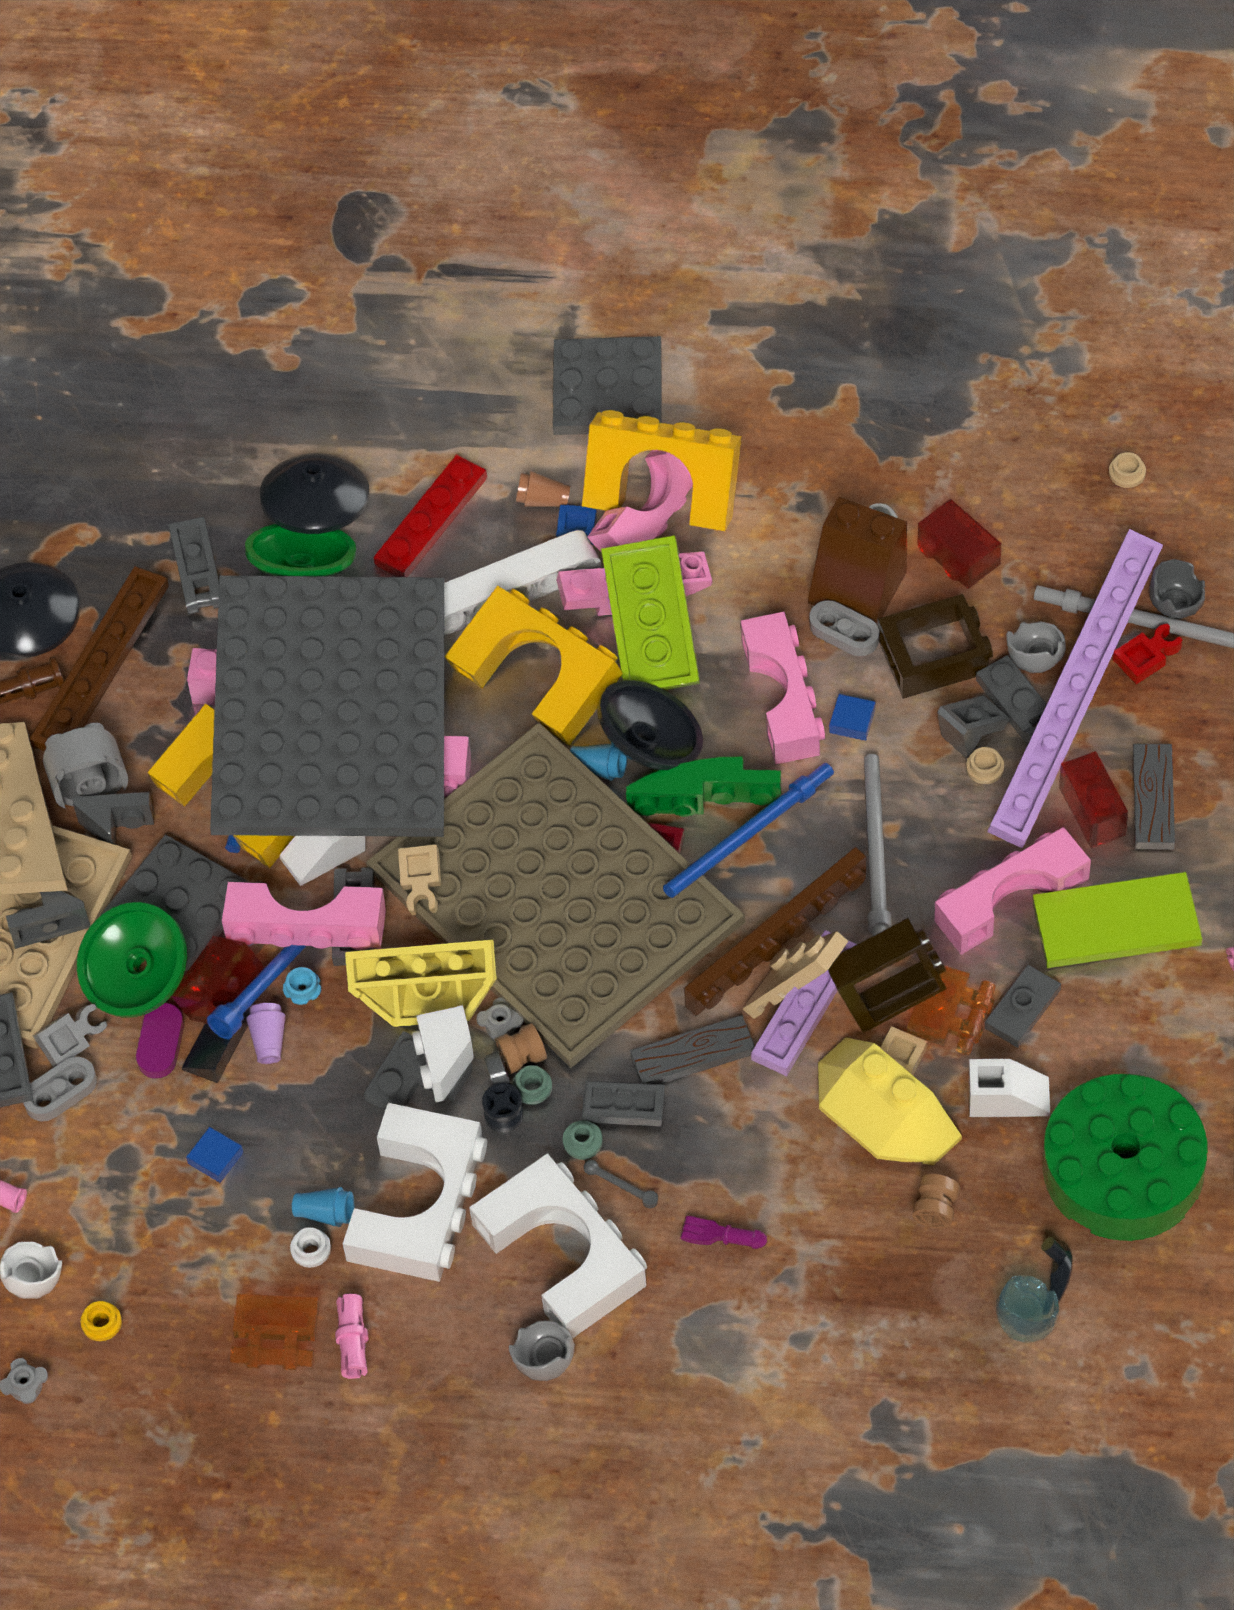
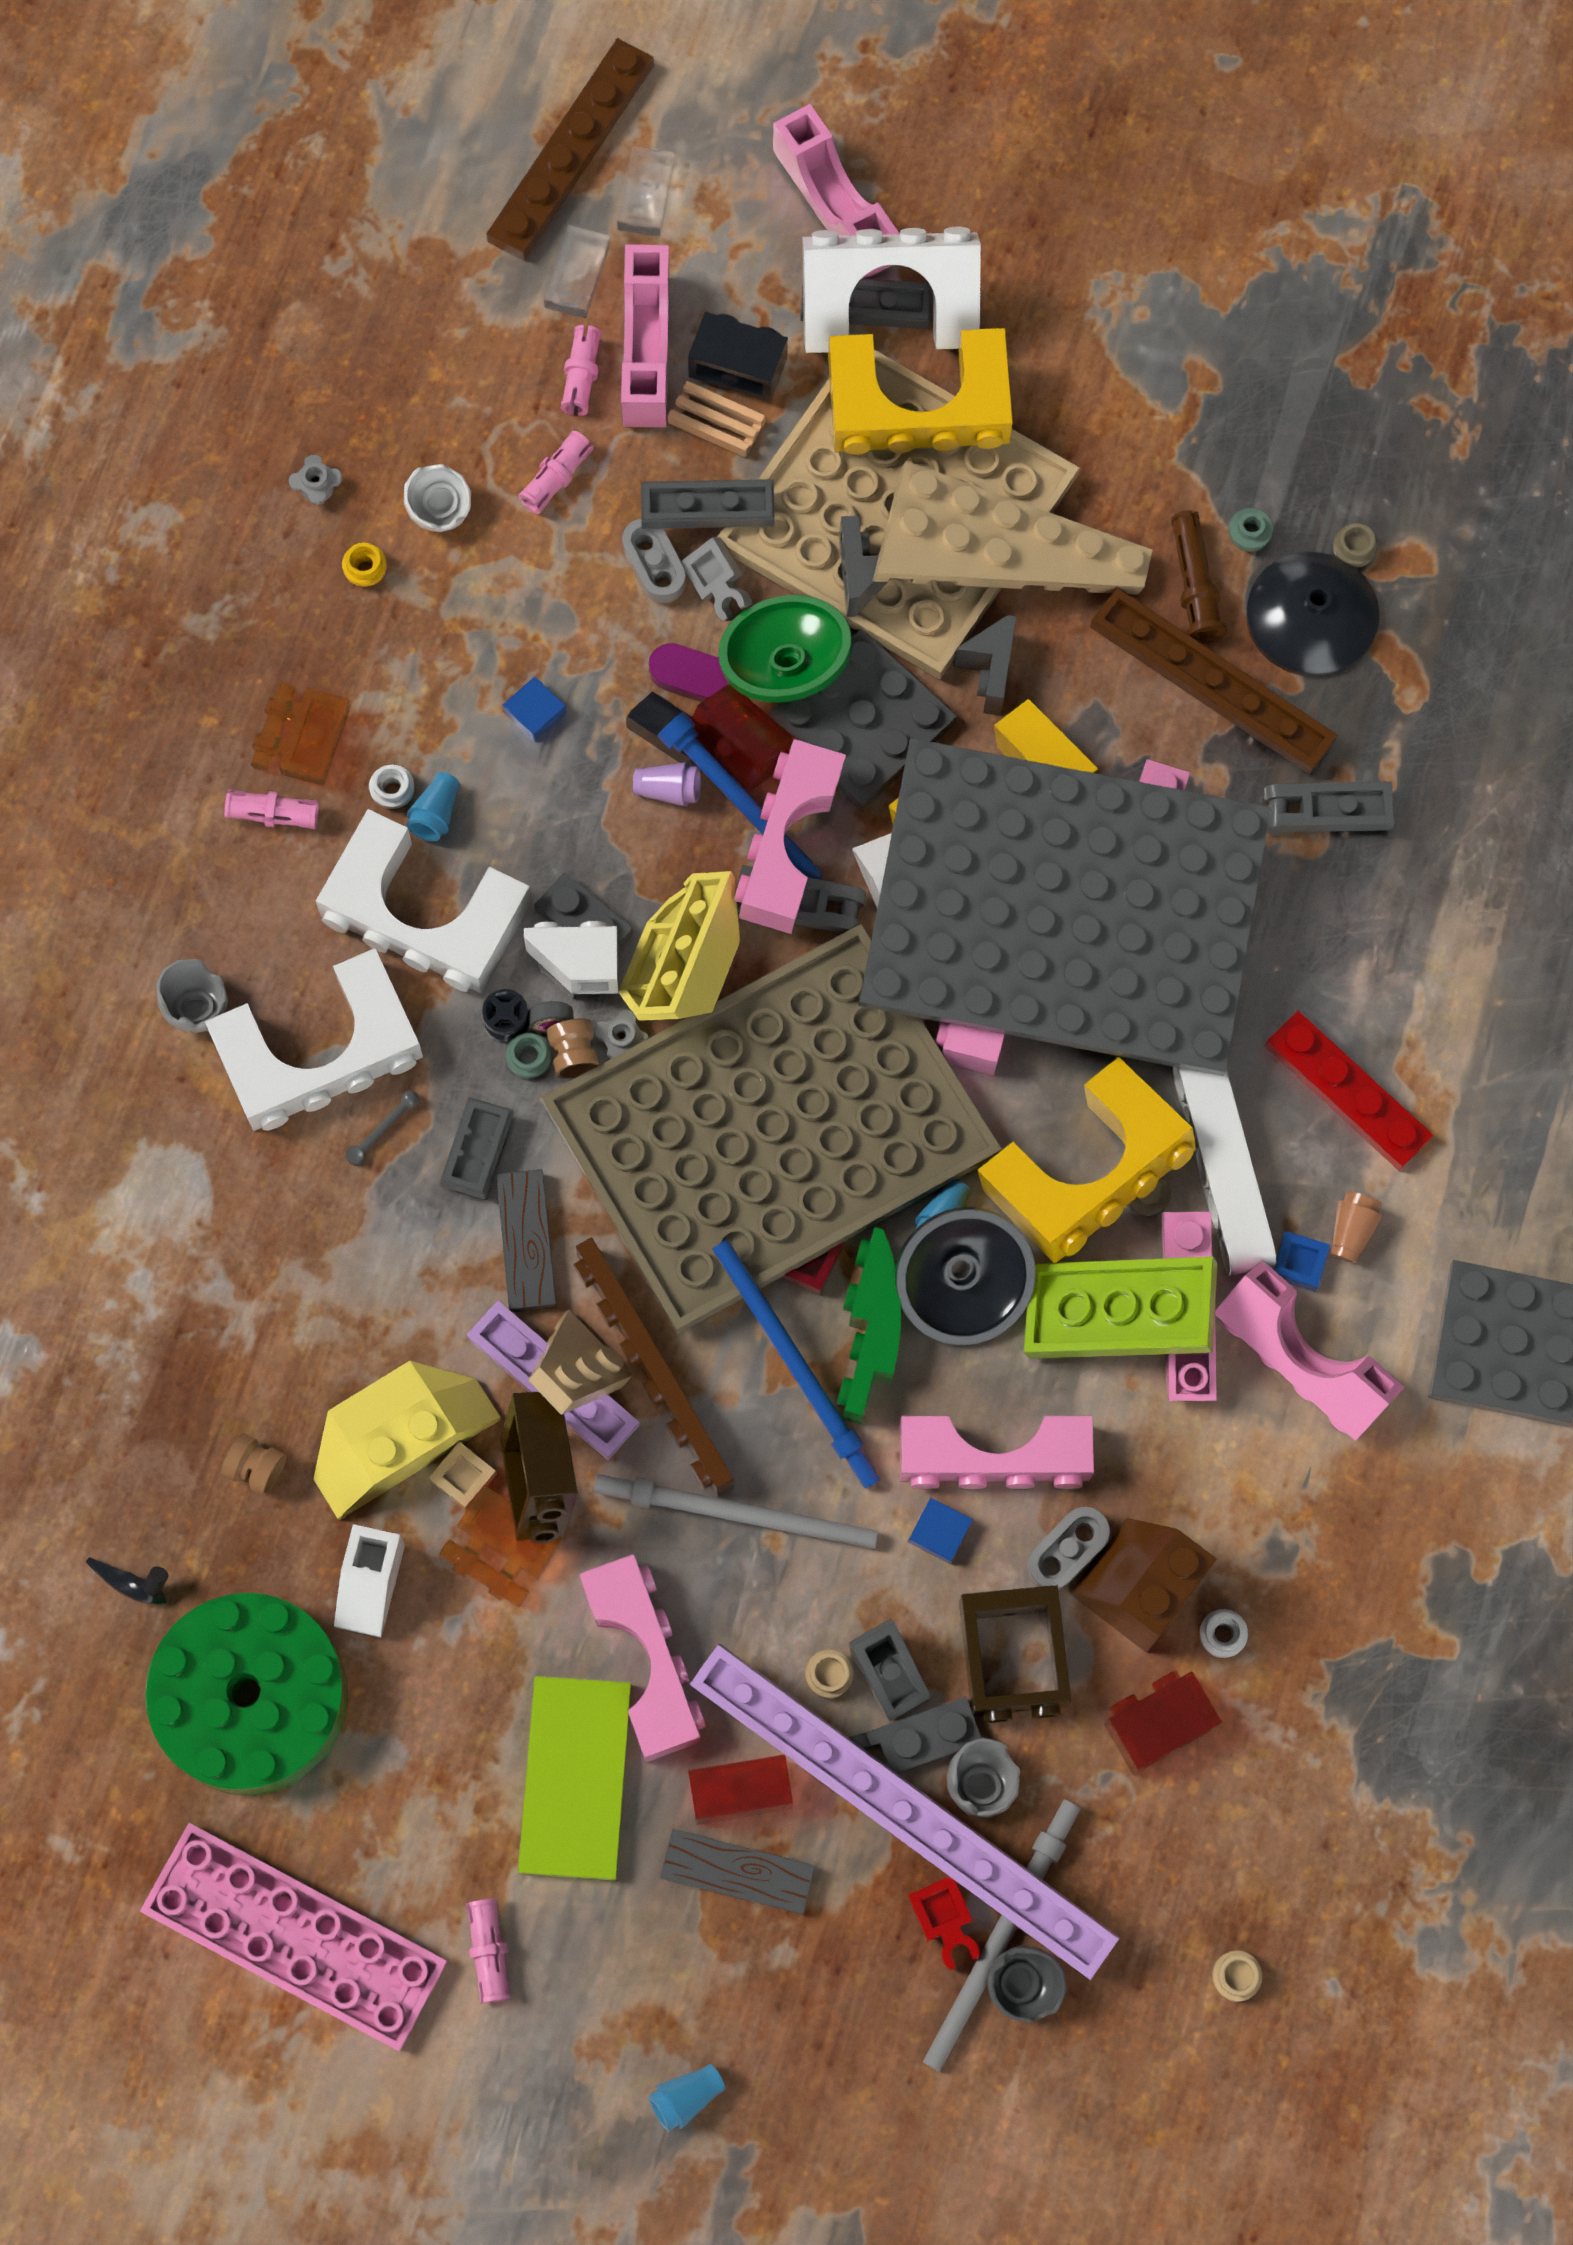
camera: 95 degrees right, 15 degrees up
(84, 764) = (1055, 635): light grey brick -> none
(297, 978) = (721, 820): medium azure plate -> none
(299, 554) = (1329, 915): green dish -> none
(314, 493) = (1387, 971): black dish -> none
(419, 872) = (820, 974): tan plate -> none
(586, 1149) = (444, 1108): sand green plate -> none
(708, 456) = (1332, 1416): yellow arch -> none
(708, 1232) = (296, 1209): magenta piece -> none
(1022, 1006) = (487, 1633): dark grey plate -> none
(1027, 1309) = (88, 1530): clear light blue hair -> none

